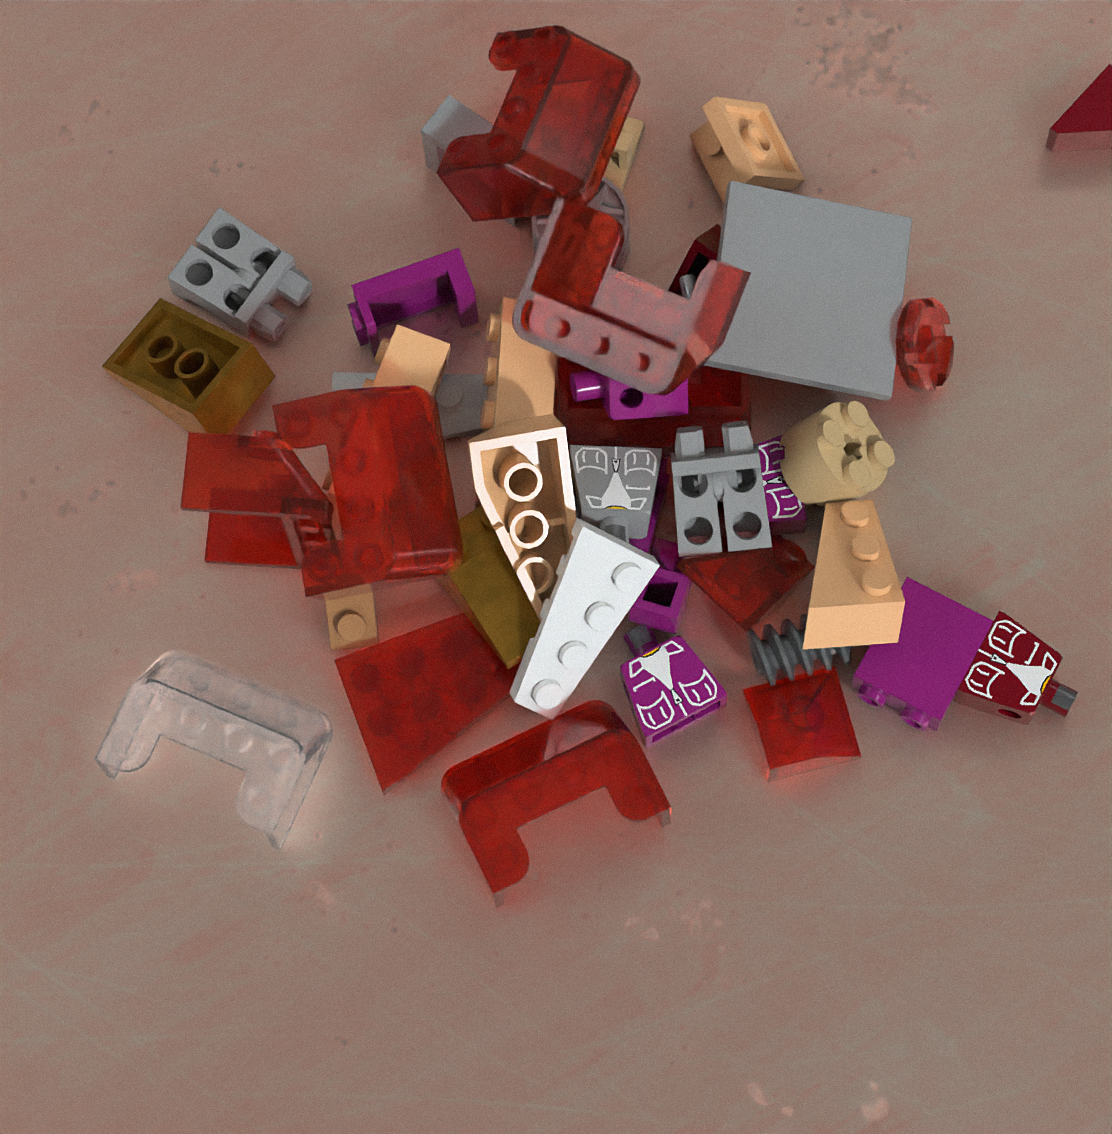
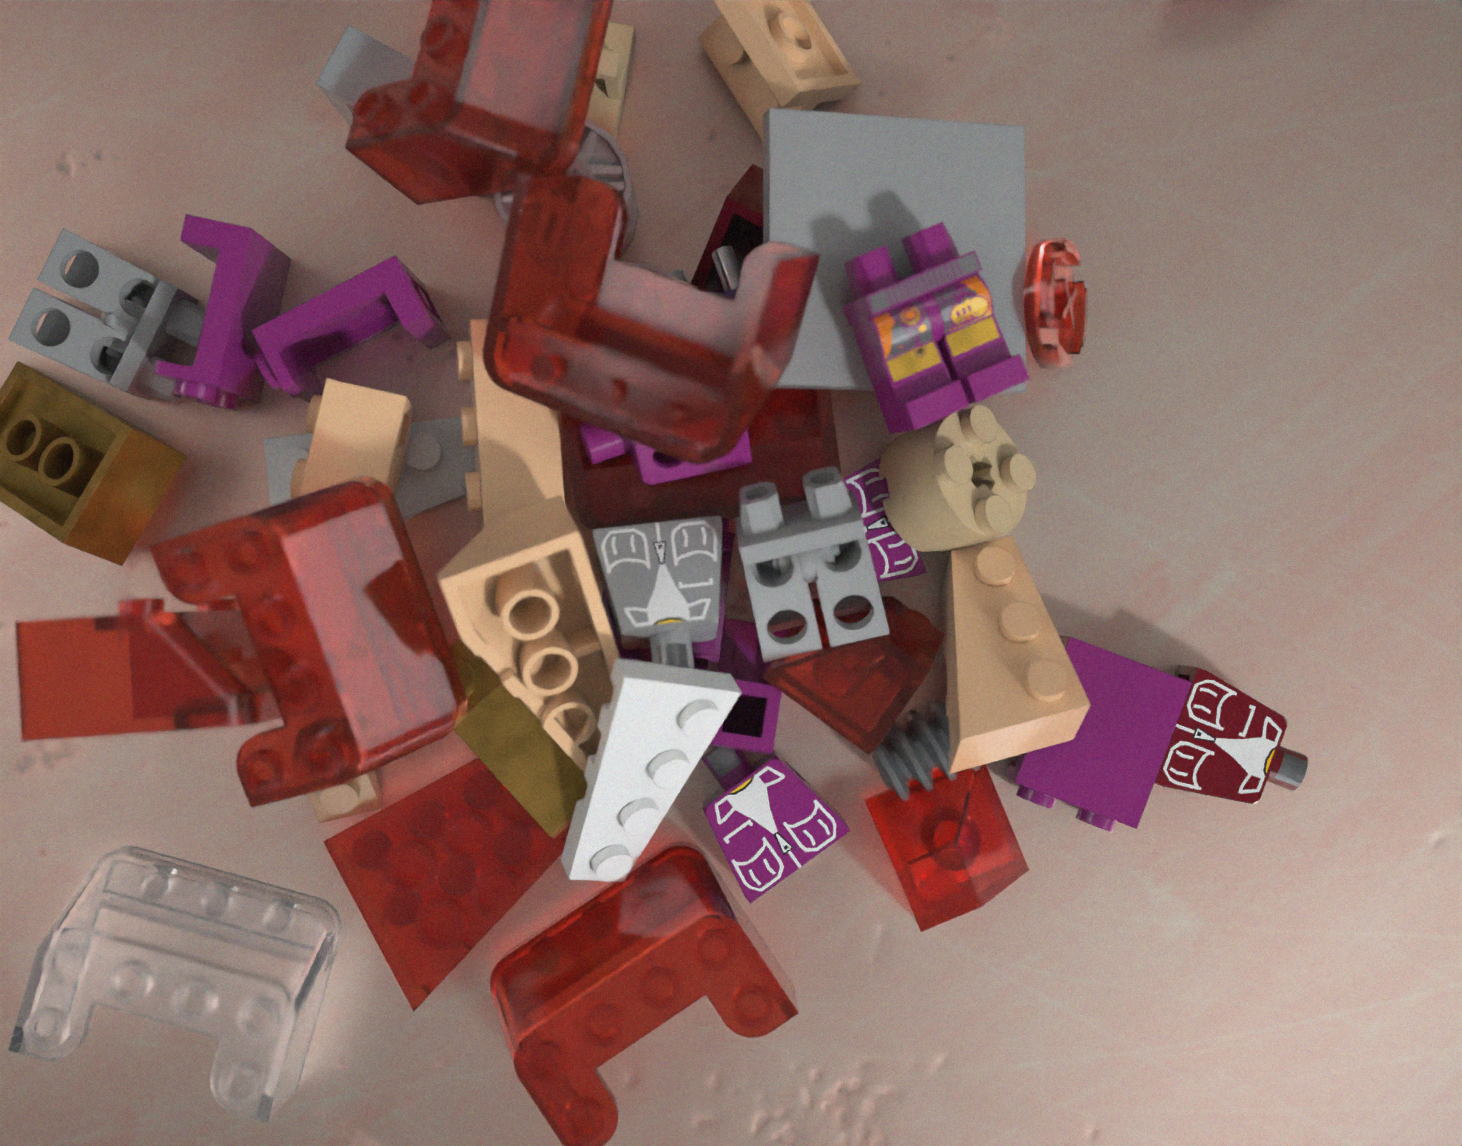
camera: 15 degrees left, 15 degrees up
(346, 250) = (242, 296): none -> magenta panel
(822, 339) = (930, 336): none -> magenta hips

